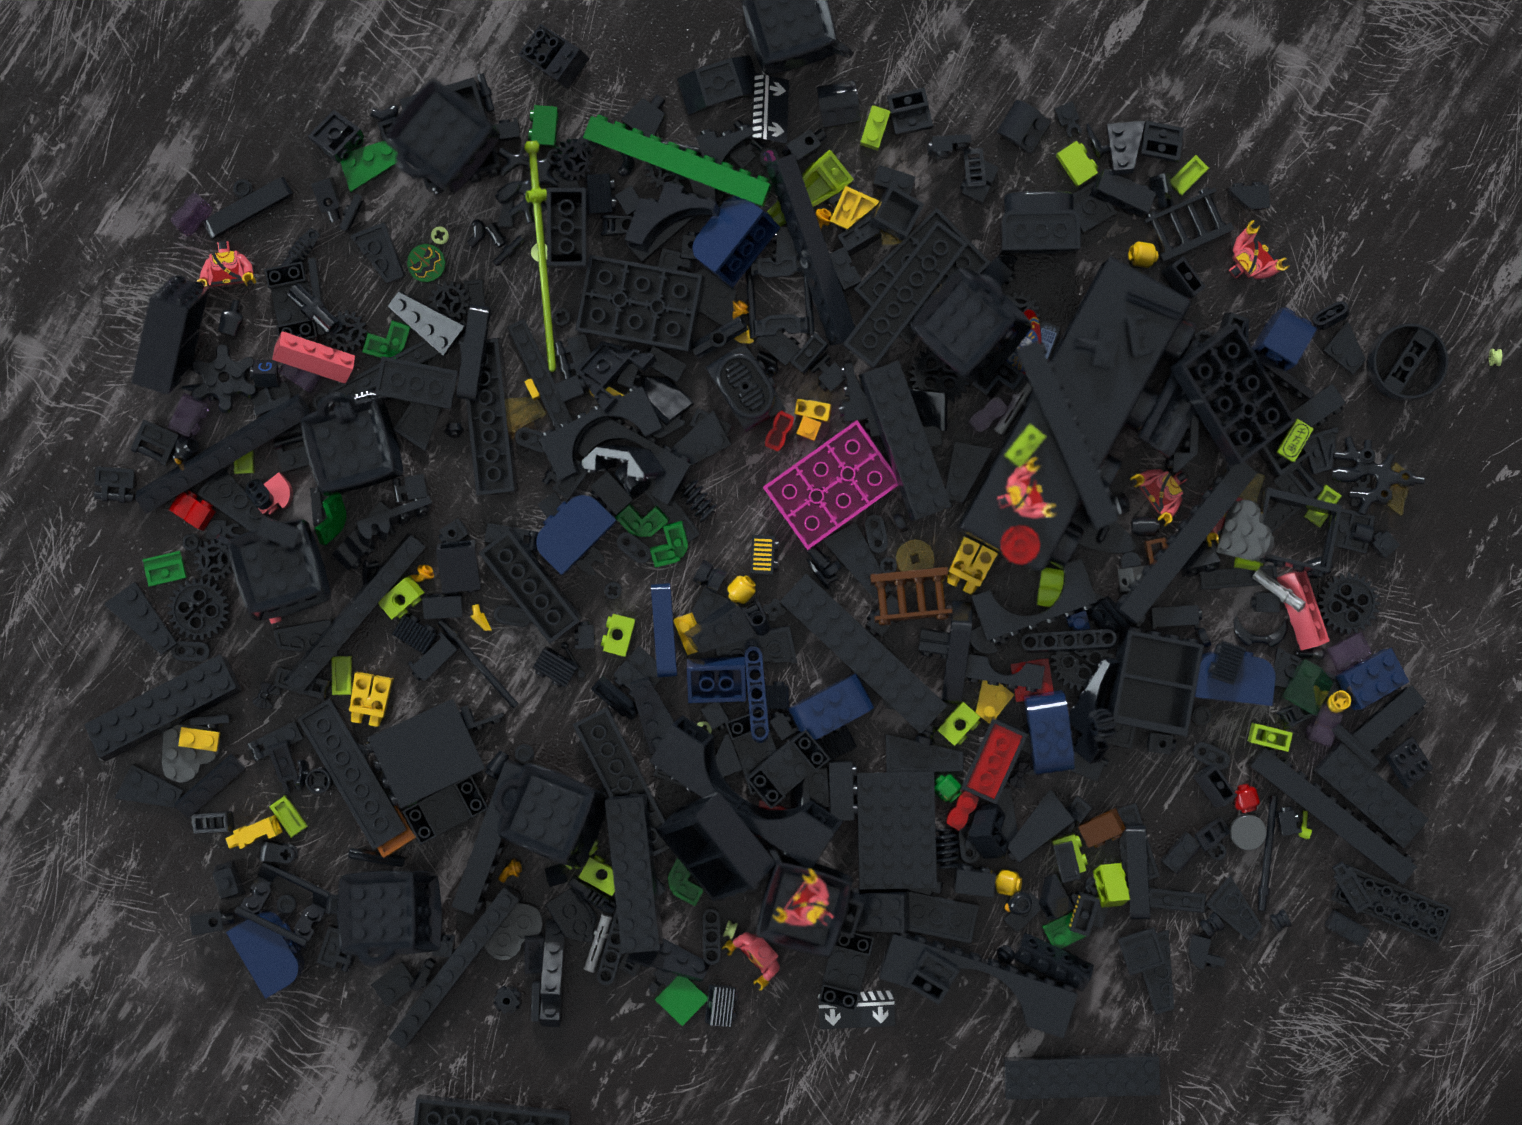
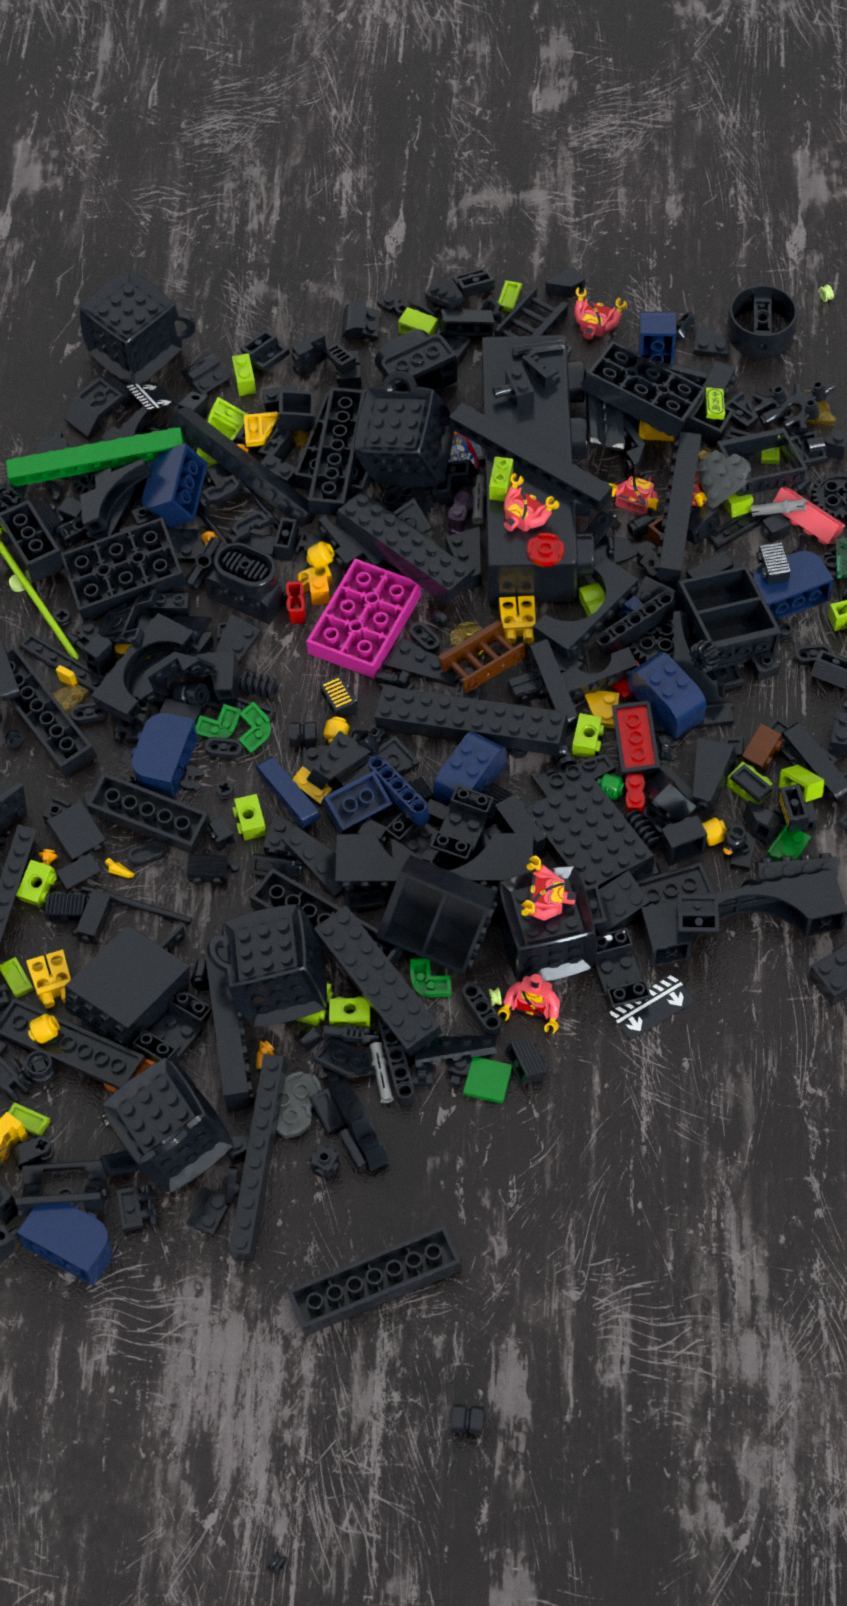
camera: 25 degrees left, 30 degrees down
(336, 753) = (43, 1028): none -> yellow head
(827, 398) = (320, 555): none -> yellow head

